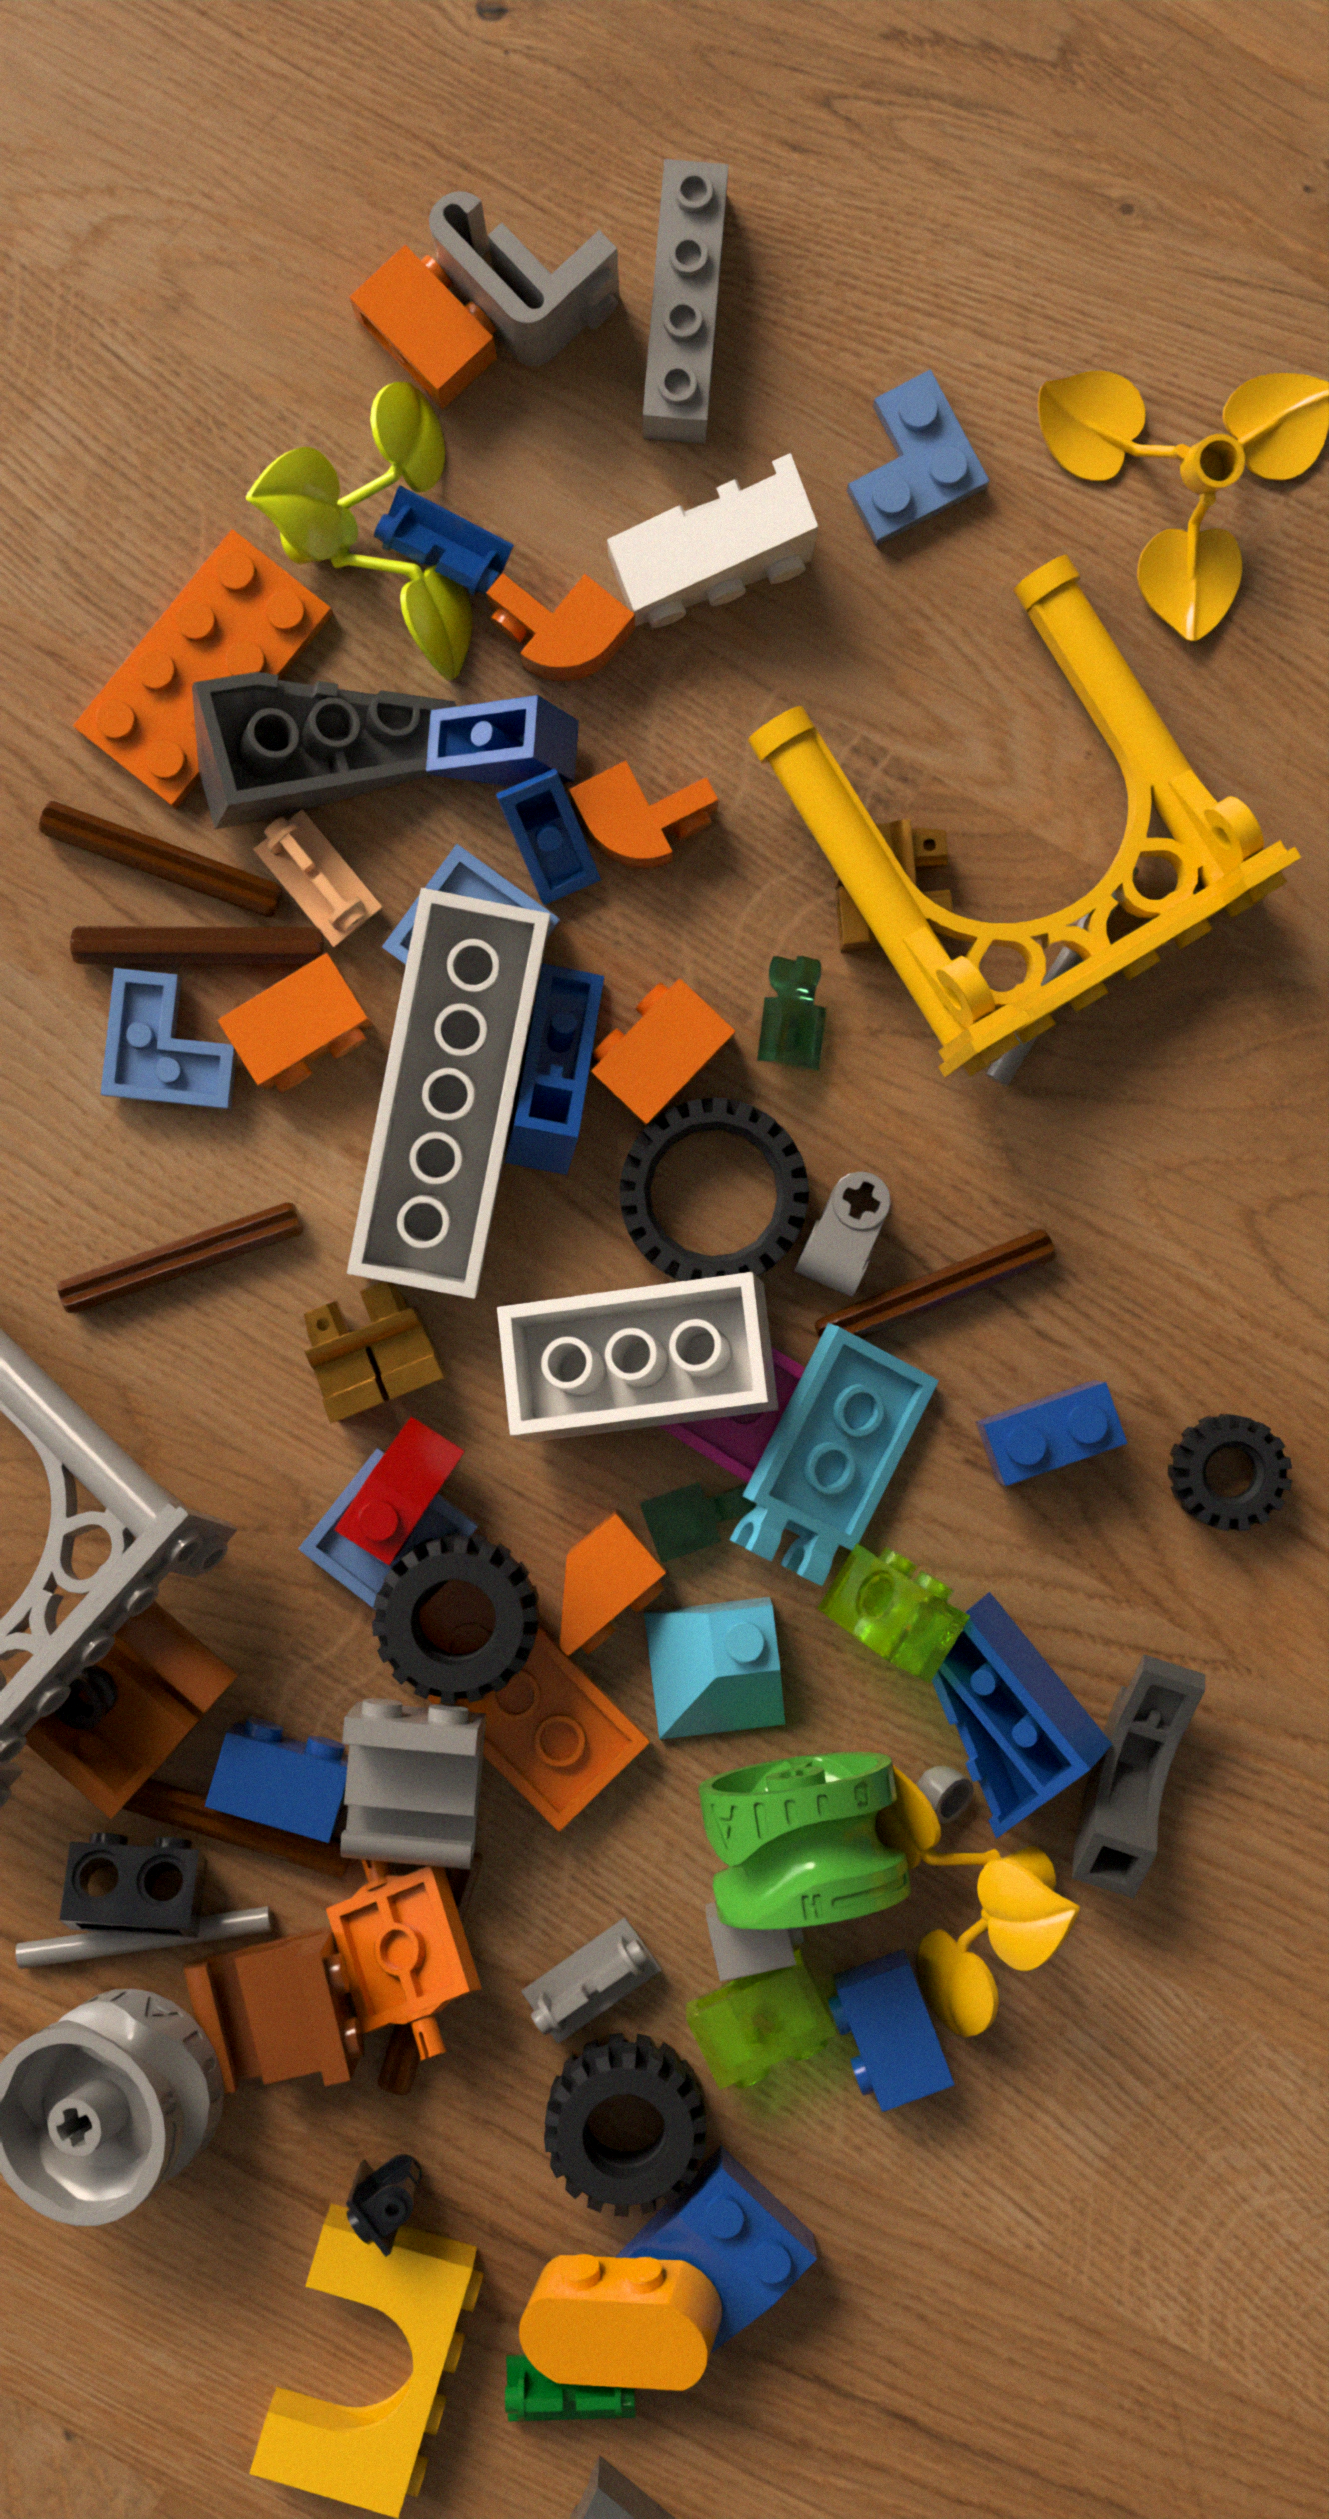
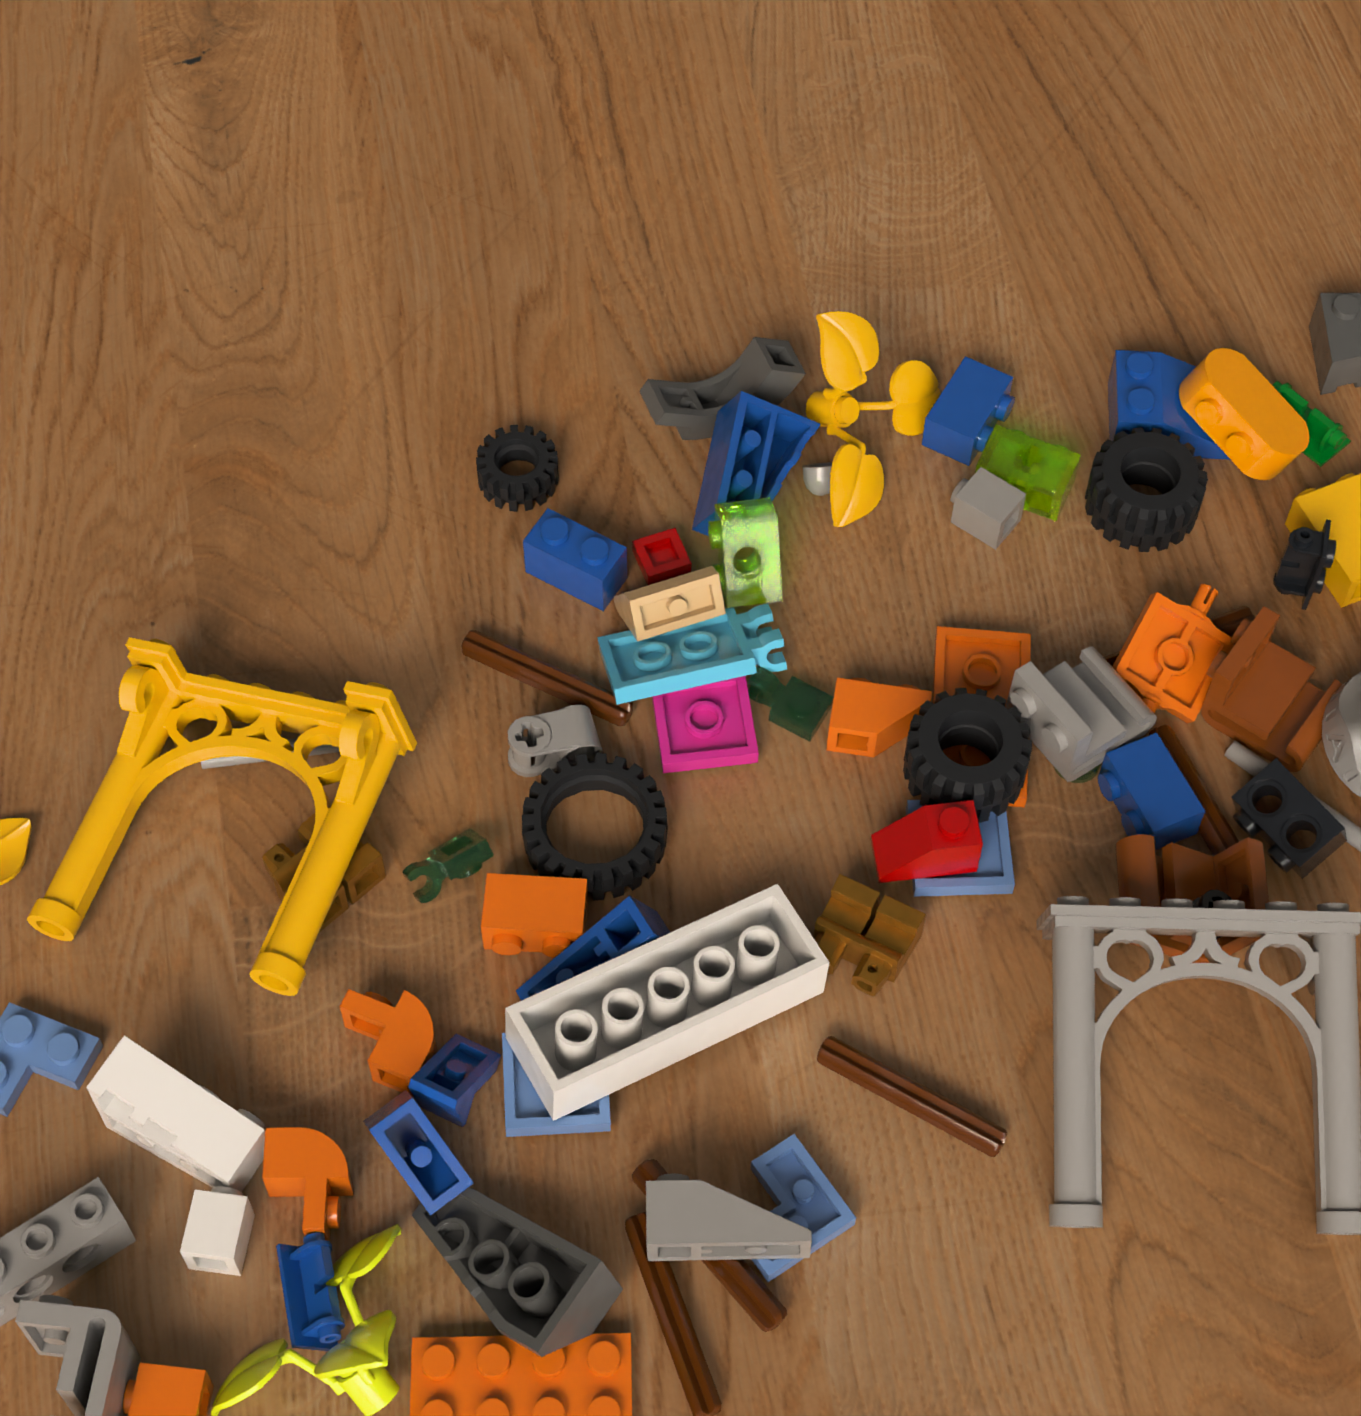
camera: 130 degrees left, 30 degrees down
(196, 941) = (707, 1223): none -> light grey slope
(297, 1024) = (703, 1136): orange brick -> none
(317, 877) = (601, 1202): light nougat hinge -> none
(577, 506) = (217, 1231): none -> white brick
(590, 1981) = (1091, 567): light grey hinge -> none
(637, 1358) = (730, 776): white brick -> none
(715, 1668) = (860, 630): medium azure slope -> none
(803, 1840) = (911, 499): bright green piece -> none
(898, 1481) = (671, 603): none -> tan tile
(982, 1531) = (661, 556): none -> red plate

